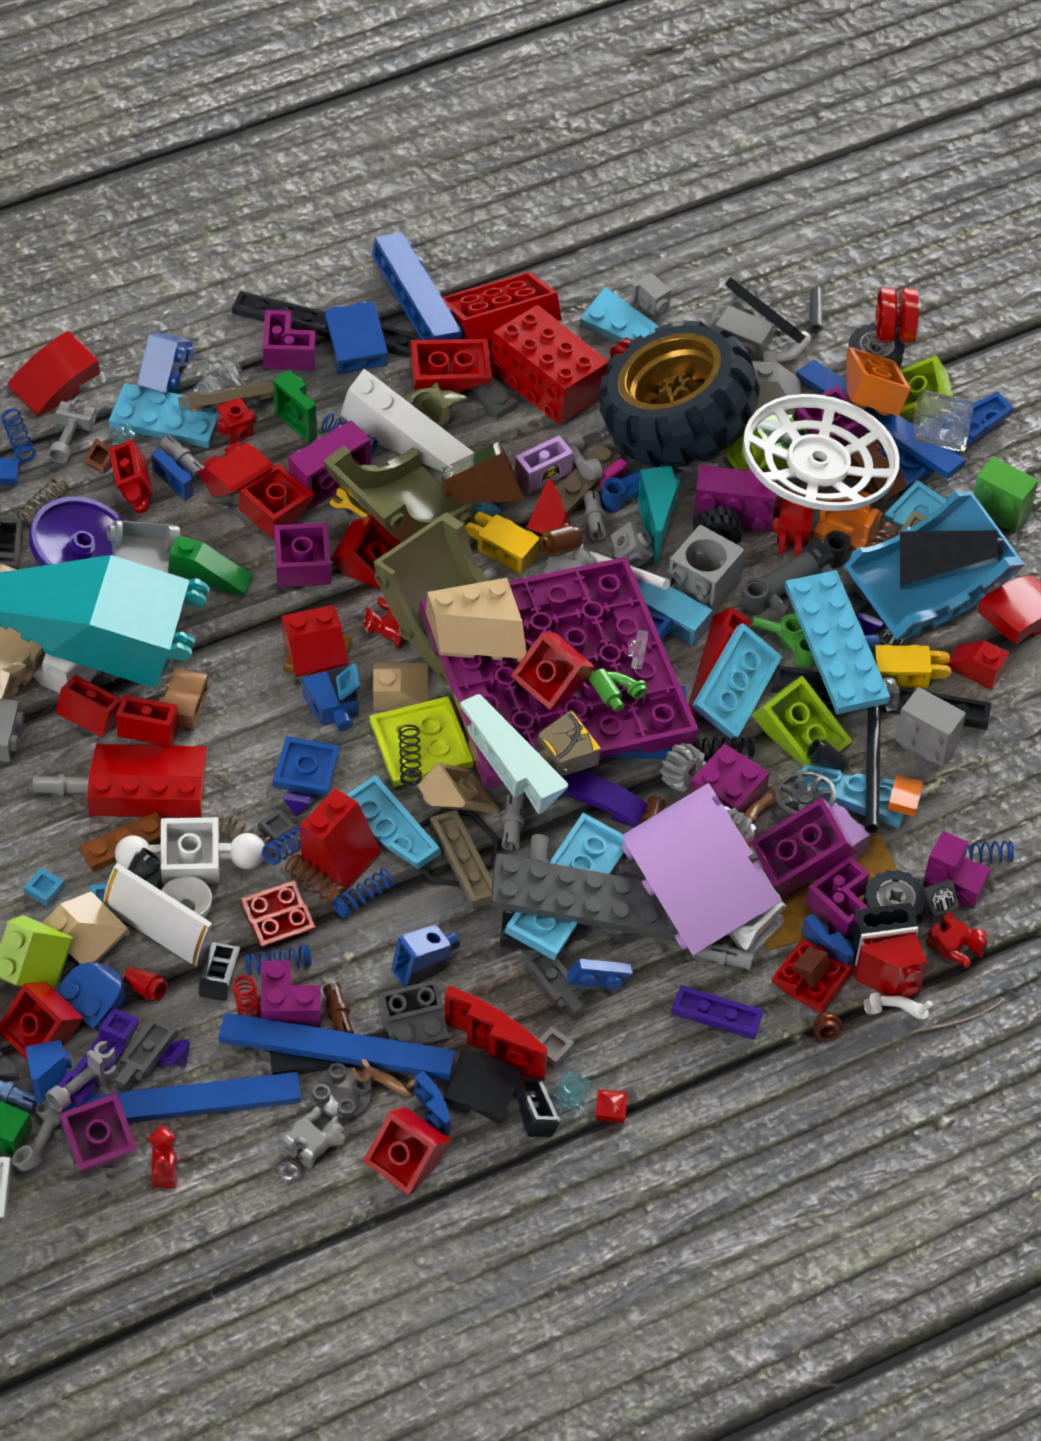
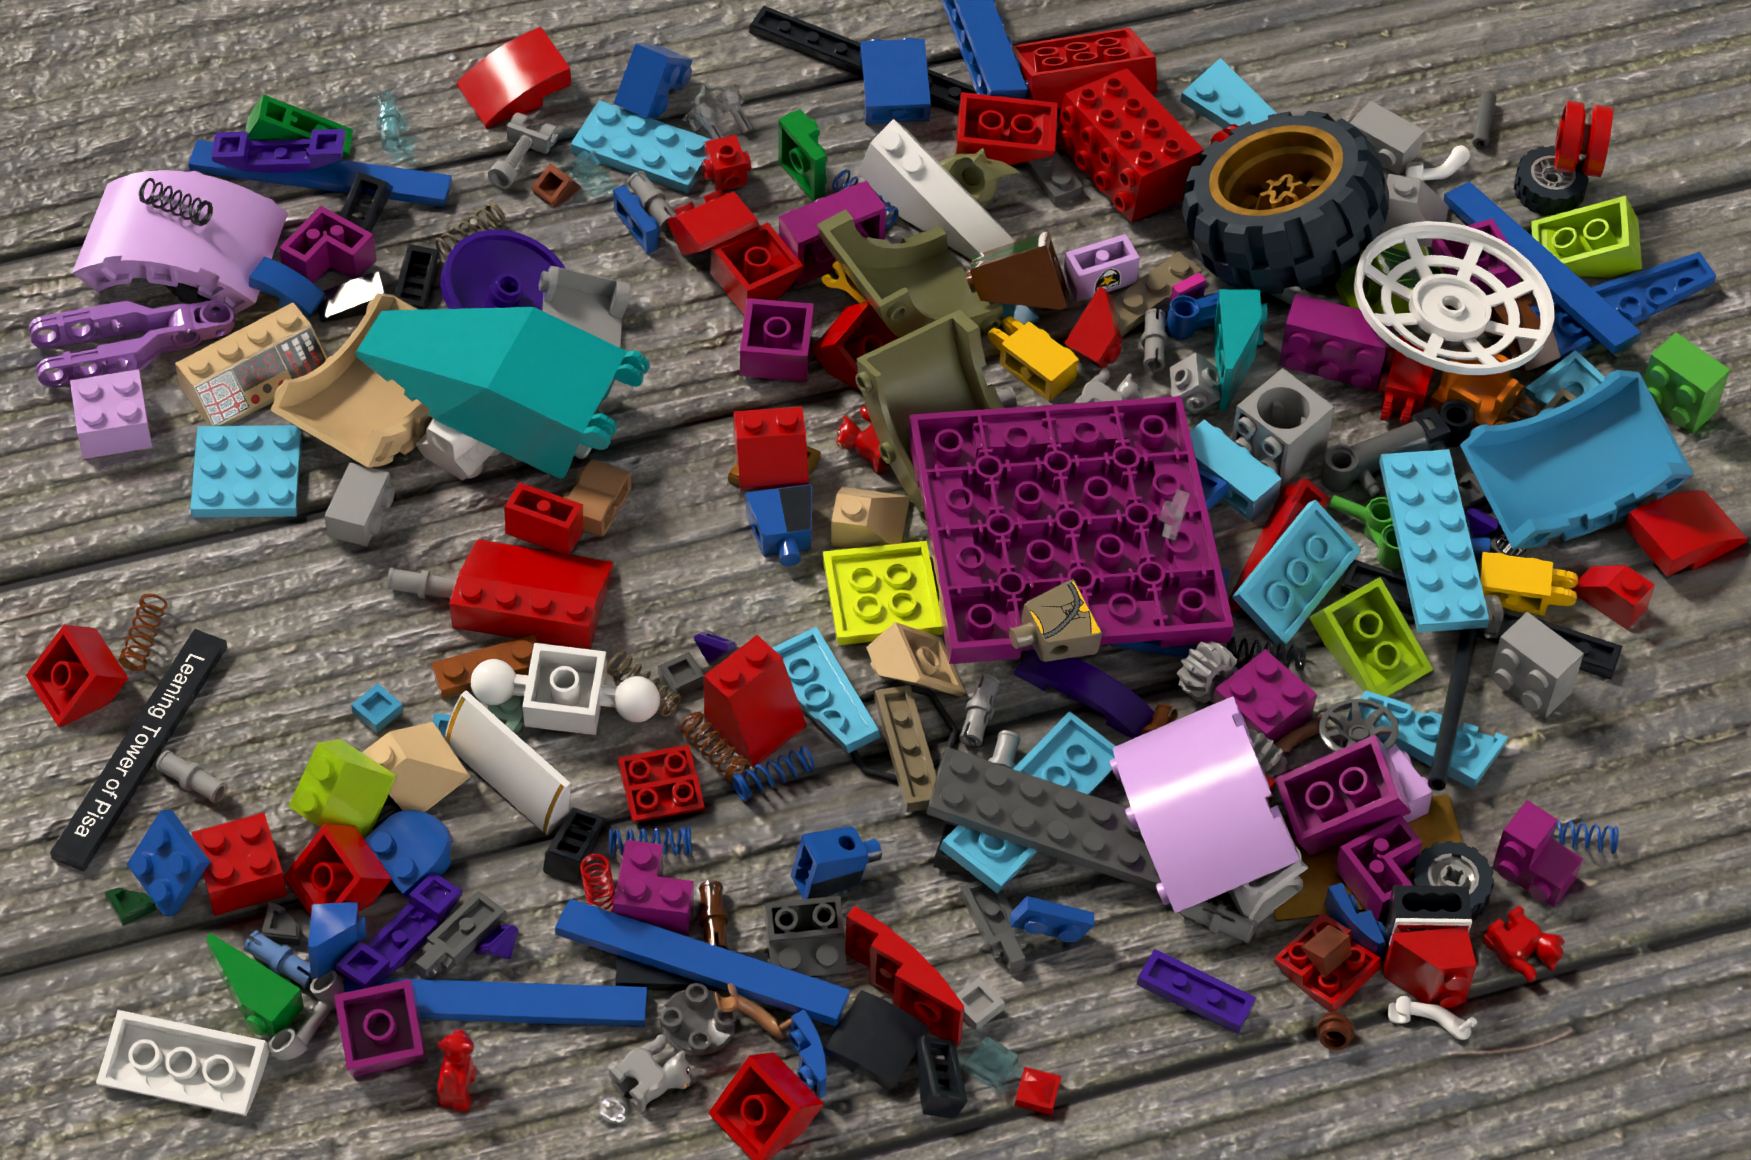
camera: 10 degrees right, 0 degrees up
(18, 451) = (460, 161): blue piece -> none
(60, 1097) = (395, 938): light grey bar -> none
(88, 706) = (474, 490): red brick -> none
(131, 475) = (584, 213): red hinge -> none
(144, 863) = (502, 697): black cone -> none
(146, 983) = (480, 847): red cone -> none
(190, 890) = (555, 738): white piece -> none
(197, 401) = (682, 134): dark tan plate -> none
(197, 560) = (648, 331): green slope -> none
(272, 844) = (672, 704): blue piece -> none
(287, 347) = (805, 81): magenta brick -> none
(306, 766) = (732, 603): blue plate -> none
(348, 682) = (802, 505): dark azure slope -> none
(410, 770) = (860, 628): piece -> none
(477, 621) = (974, 450): tan wedge -> none
(512, 755) = (987, 626): light aqua wedge -> none
(552, 670) = (1059, 525): red slope -> none
(561, 540) = (1104, 365): reddish brown brick -> none
(589, 468) = (1159, 280): light grey bar -> none
(605, 686) = (1124, 558): bright green plant -> none
(639, 574) = (1195, 420): white bar -> none
(651, 294) = (1276, 75): light grey brick -> none
(721, 522) = (1312, 370): black tyre -> none
(764, 310) = (1417, 112): black tile -> none
(825, 755) = (1395, 684): black cone -> none
(875, 382) = (1541, 220): orange slope -> none
(905, 795) = (1488, 748): orange slope -> none
(940, 554) = (1587, 447): black slope -> none
(941, 897) = (1511, 886): dark grey tile -> none
(942, 420) = (1619, 279): clear slope -> none

